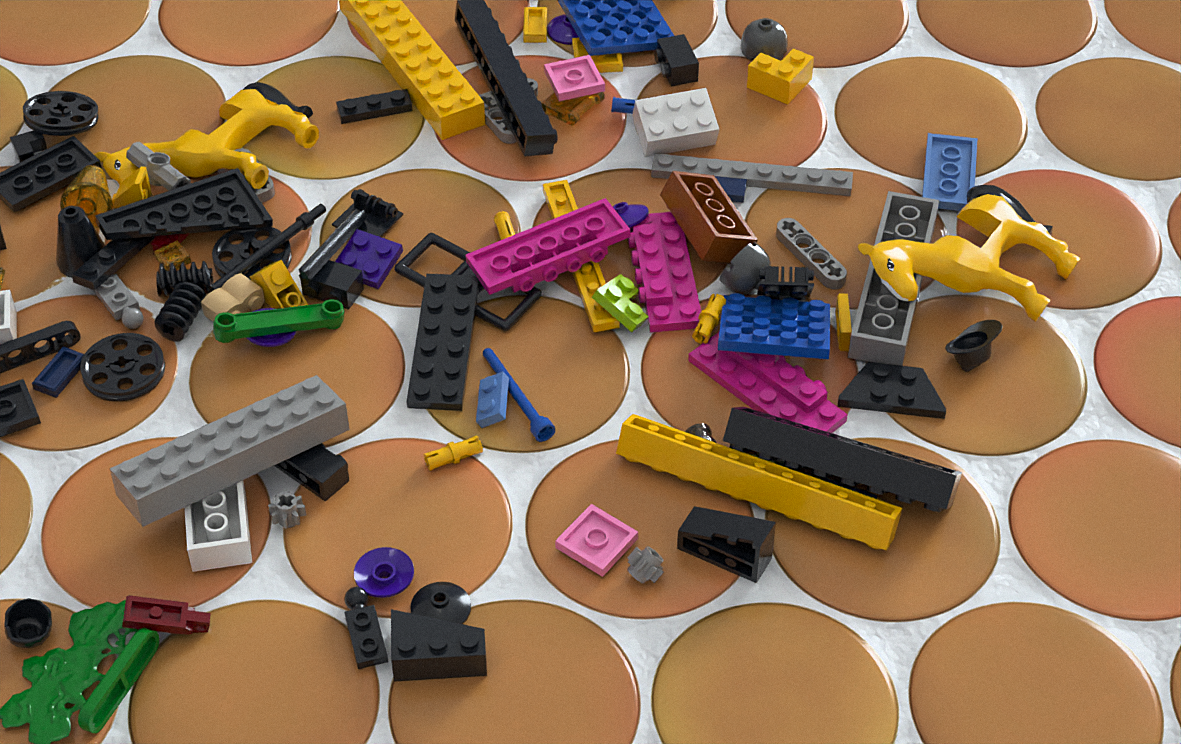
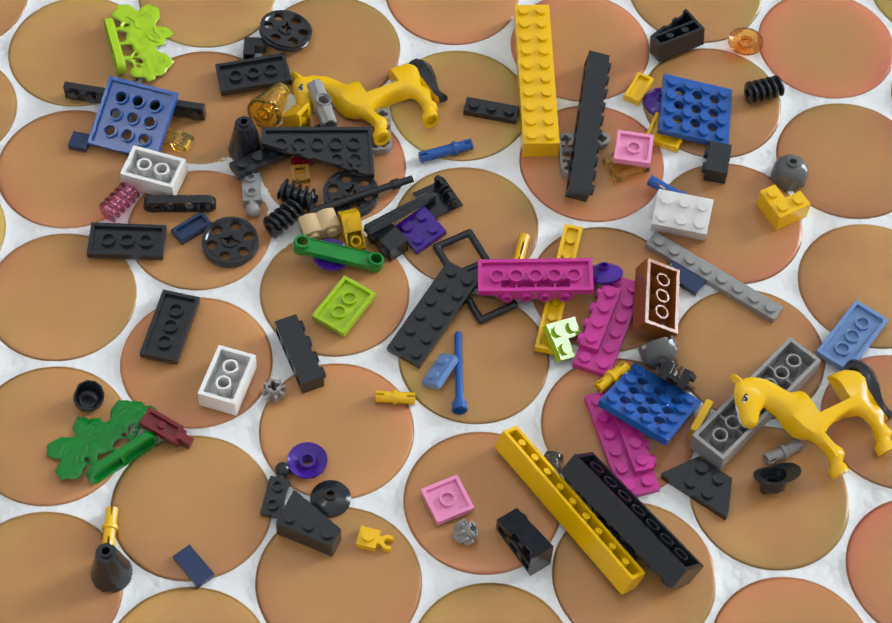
camera: 25 degrees right, 10 degrees up
(93, 506) = (170, 327): none -> black plate
(229, 450) = (255, 338): light grey brick -> none
(327, 361) = (343, 306): none -> lime plate
(352, 160) = (446, 150): none -> blue pin
(526, 631) = (370, 539): none -> yellow plate
(815, 250) = (717, 356): light grey beam -> none
(958, 317) = (782, 451): none -> light grey pin

